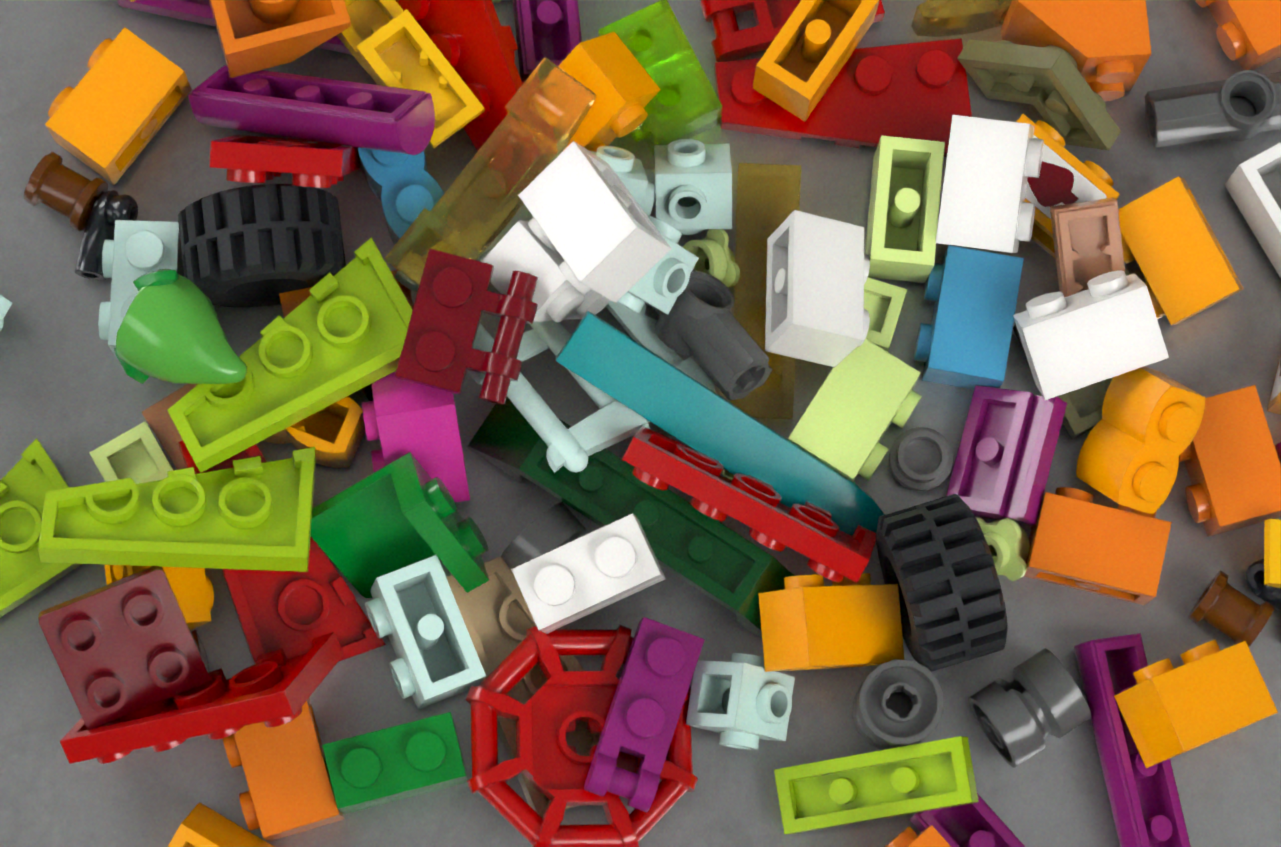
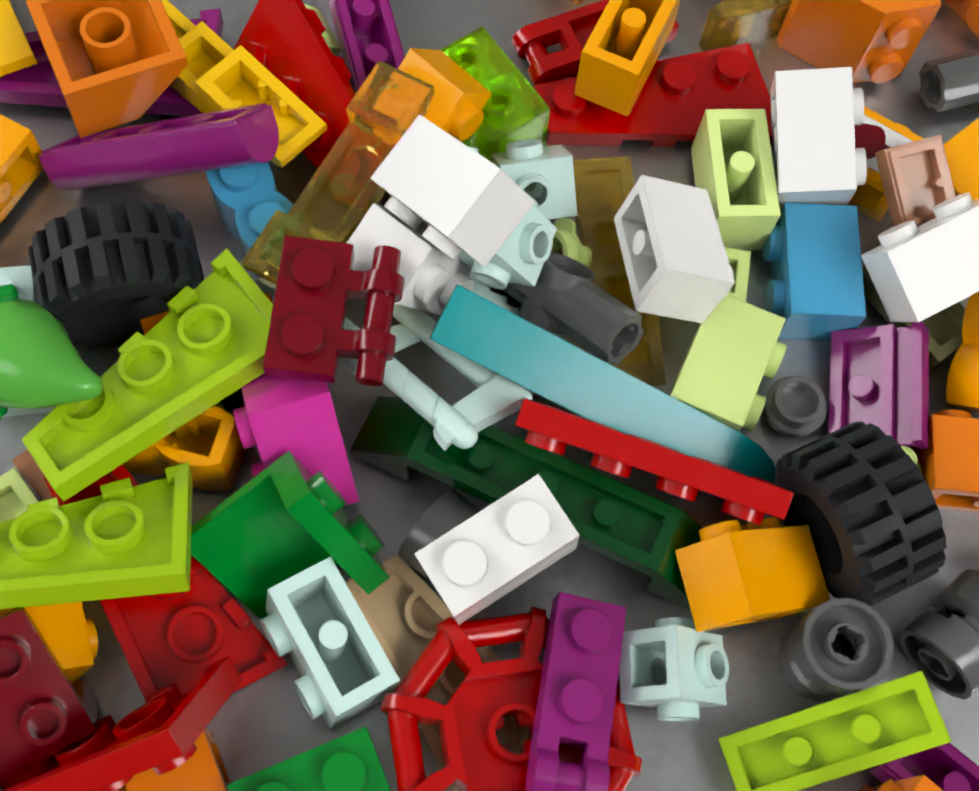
camera: 10 degrees left, 10 degrees down
(264, 157) = (141, 175): red plate -> none
(1049, 82) = (839, 42): olive plate -> none

